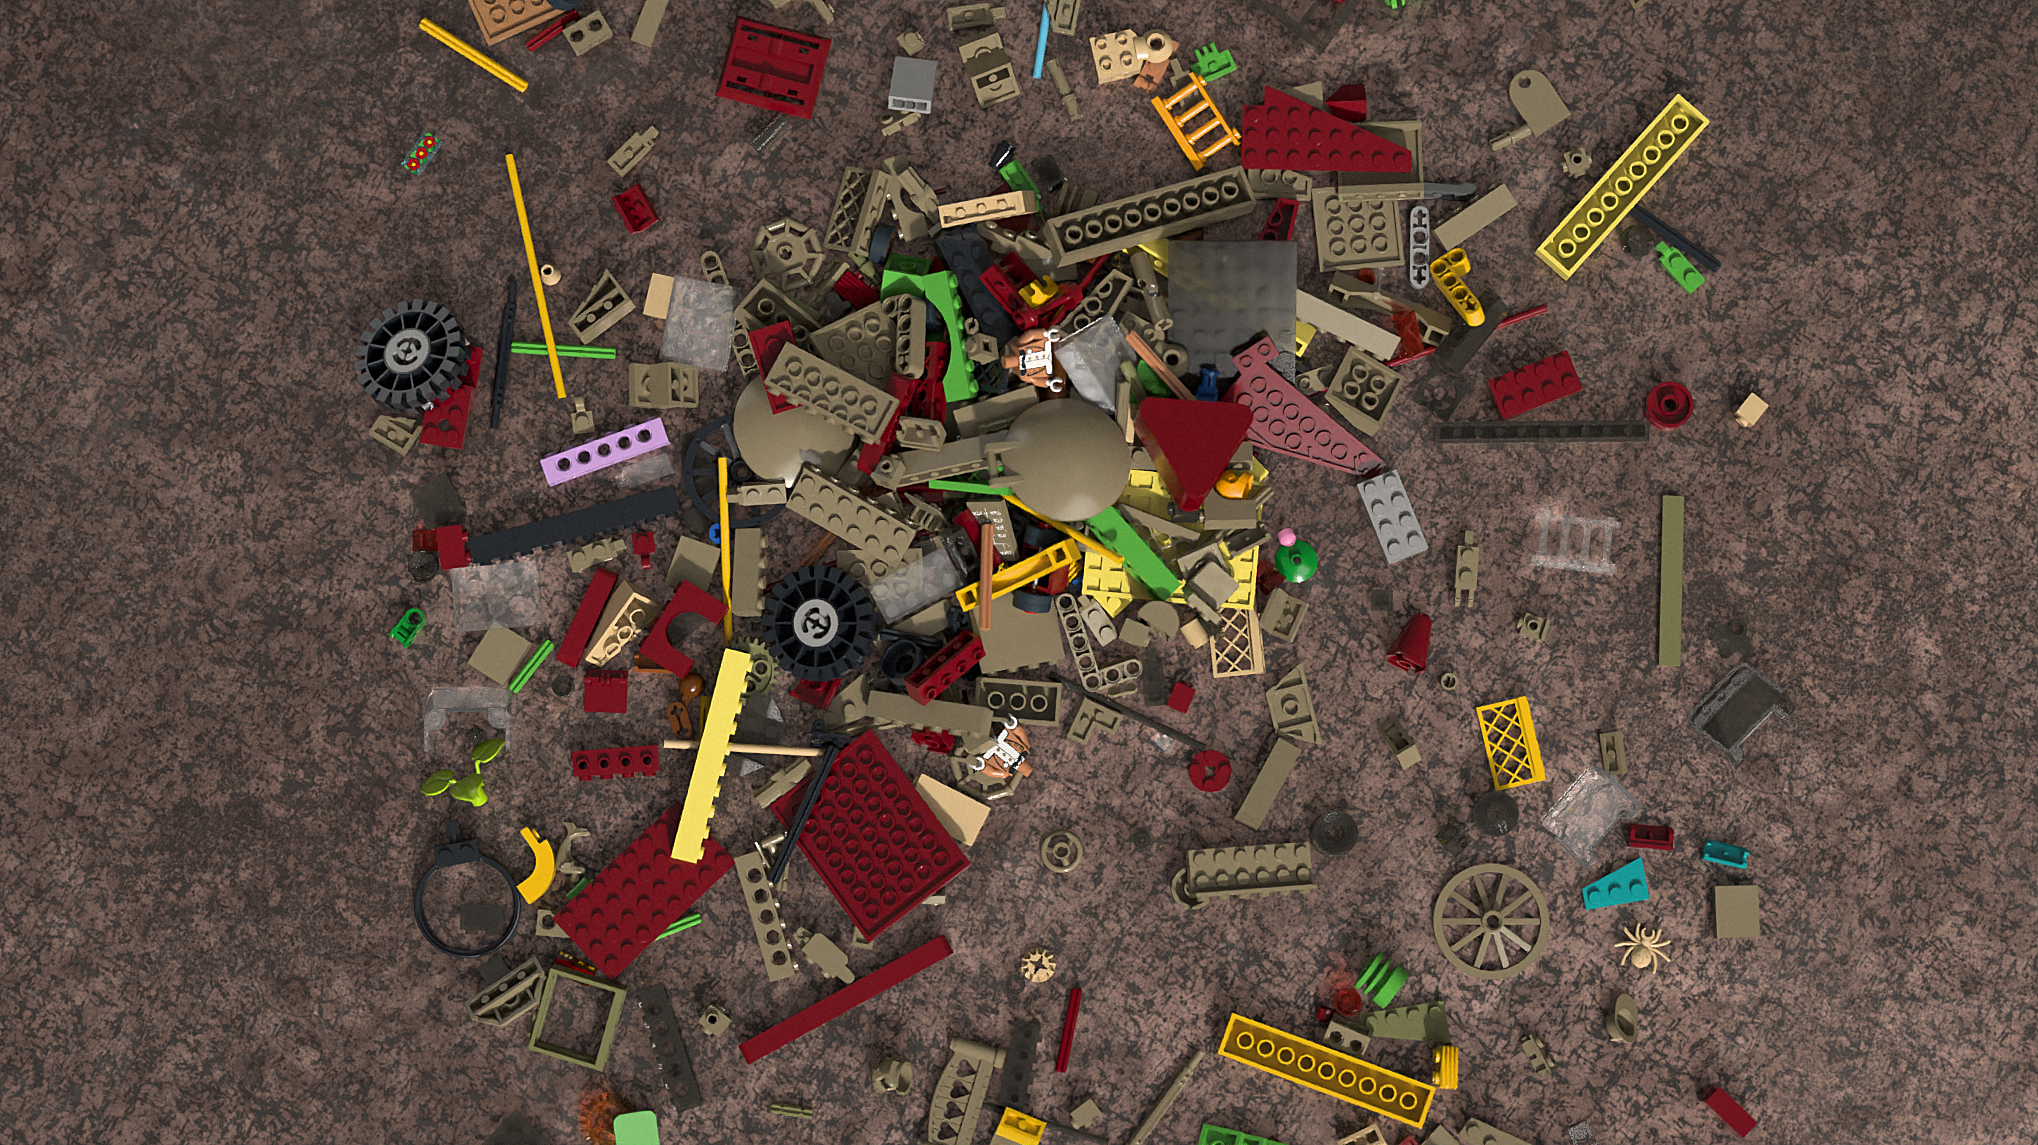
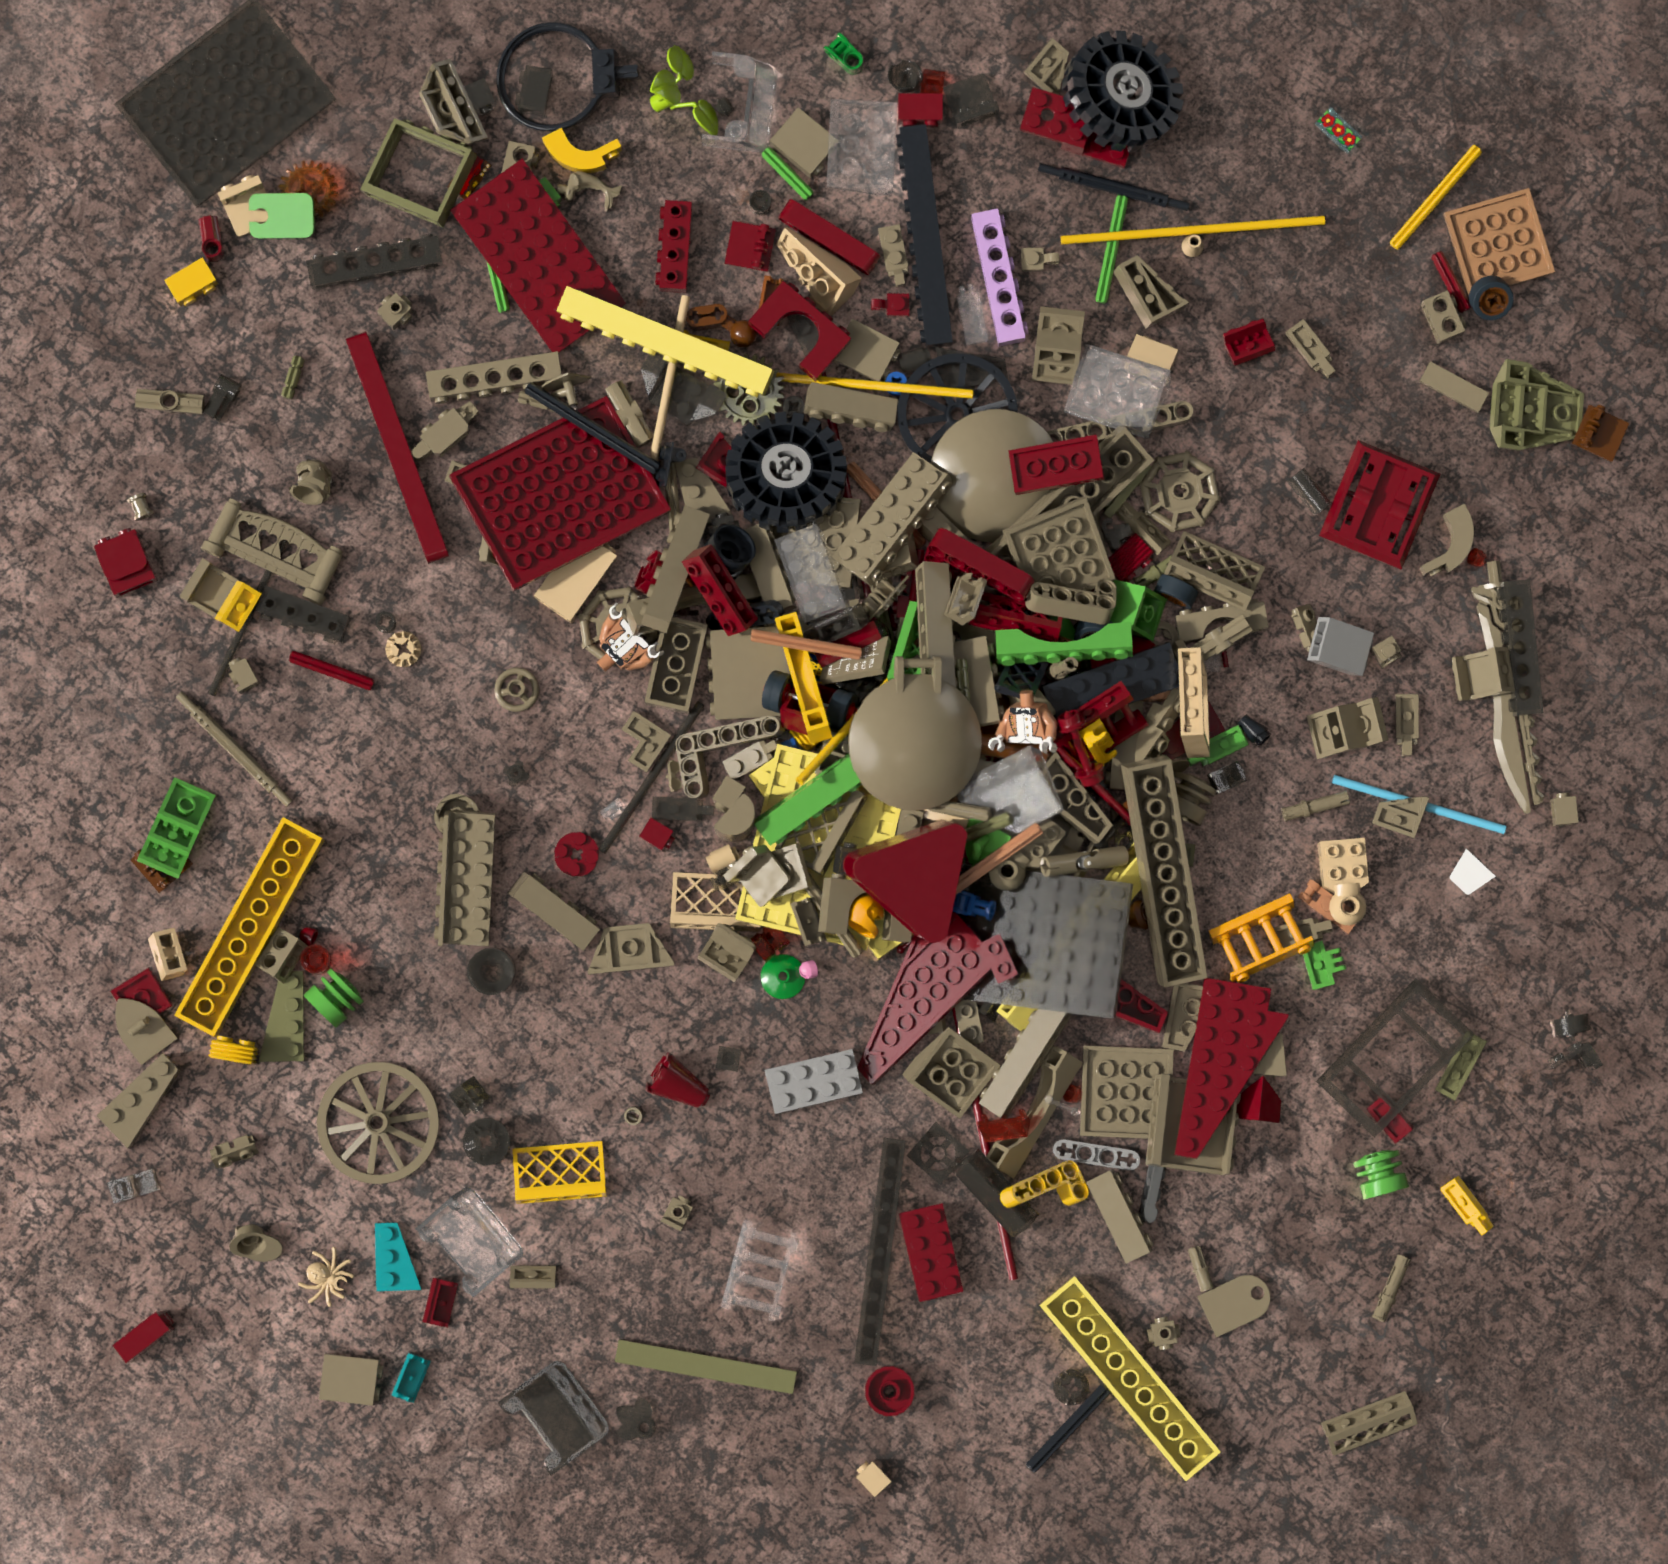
camera: 90 degrees right, 0 degrees up
(758, 493) = (930, 426): dark tan hinge -> none
(831, 393) = (1019, 510): dark tan bracket -> none
(889, 471) = (930, 559): dark tan brick -> none
(922, 641) = (754, 566): black axle -> none
(976, 346) = (1048, 668): dark tan brick -> none
(1399, 743) = (575, 1054): dark tan arch -> none
(1466, 568) = (748, 1151): dark tan hinge -> none
(1679, 268) = (1035, 1428): bright green hinge -> none

